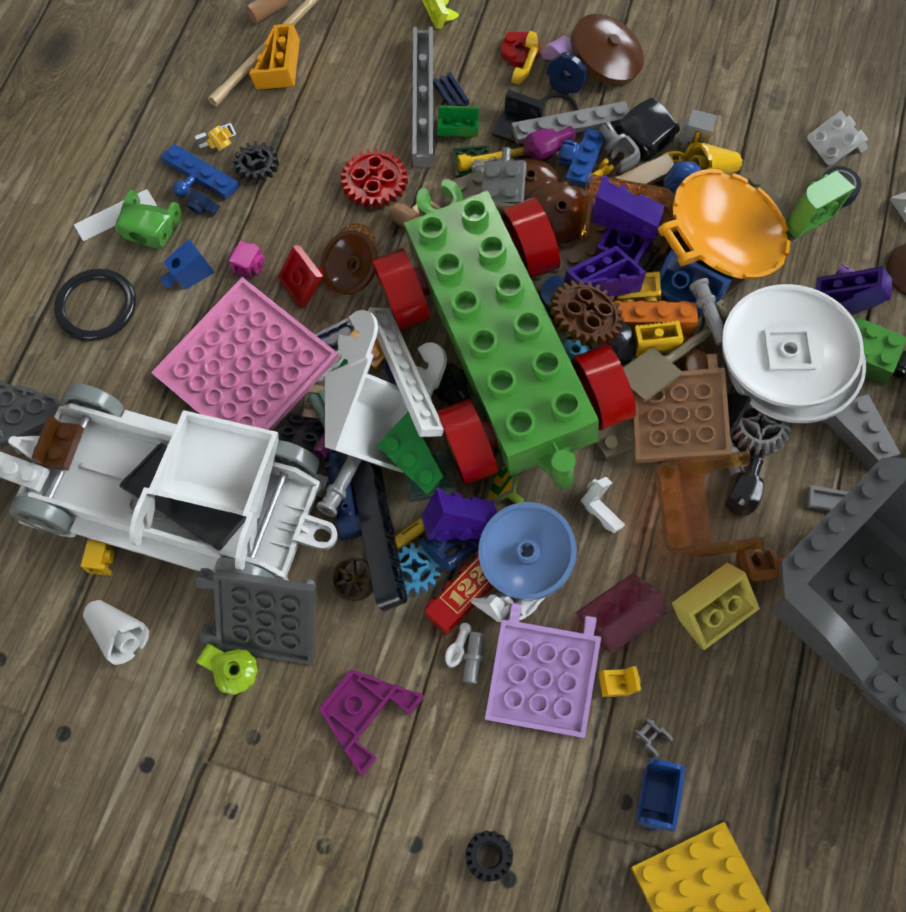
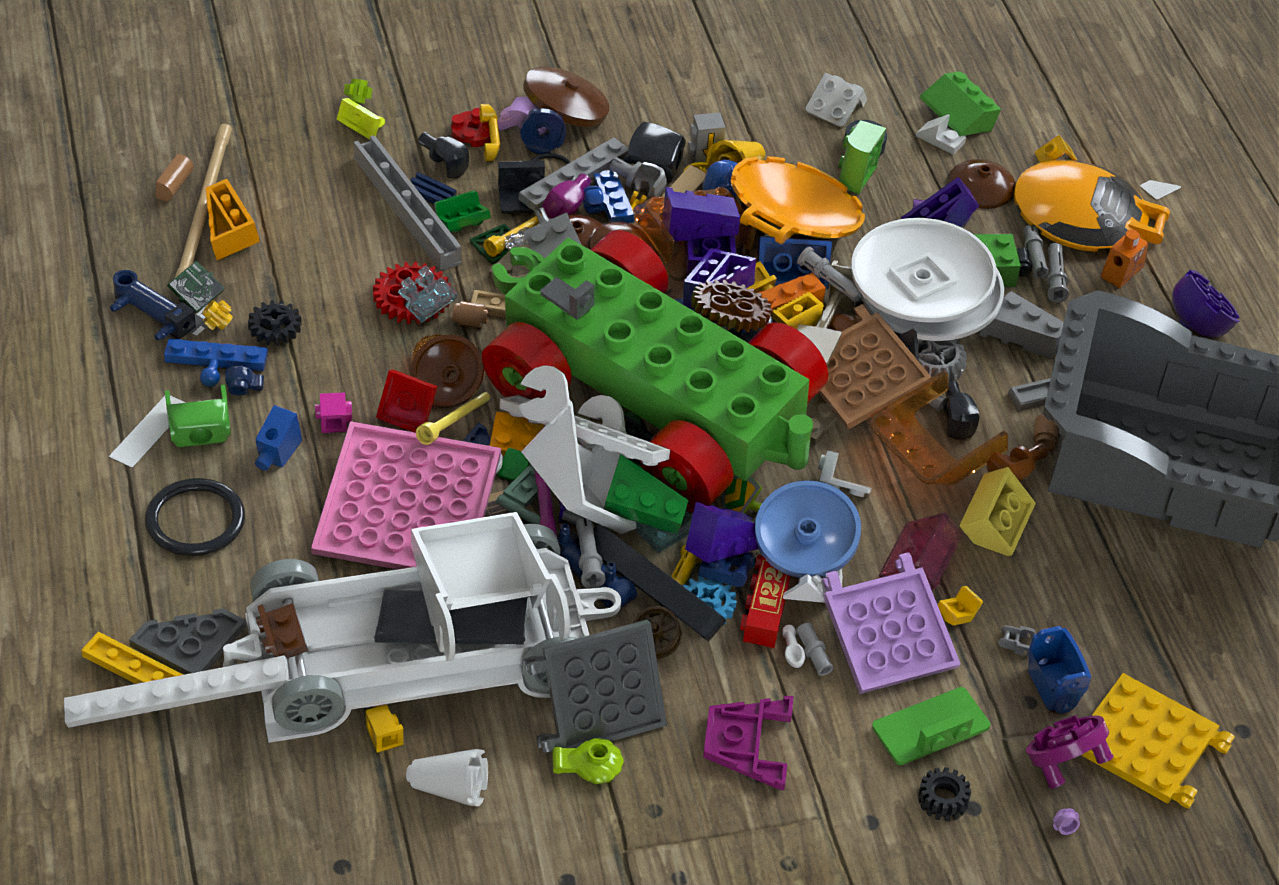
camera: 35 degrees left, 20 degrees down
(181, 108) = (177, 319): none -> dark blue piece
(221, 107) = (195, 286): none -> piece
(288, 315) = (430, 431): none -> light yellow piece
(377, 192) = (429, 300): none -> clear light blue plate
(440, 251) = (572, 301): none -> dark grey bracket
(482, 65) = (447, 149): none -> black piece
(522, 783) = (930, 725): none -> bright green bracket
(617, 879) = (1066, 741): none -> magenta piece

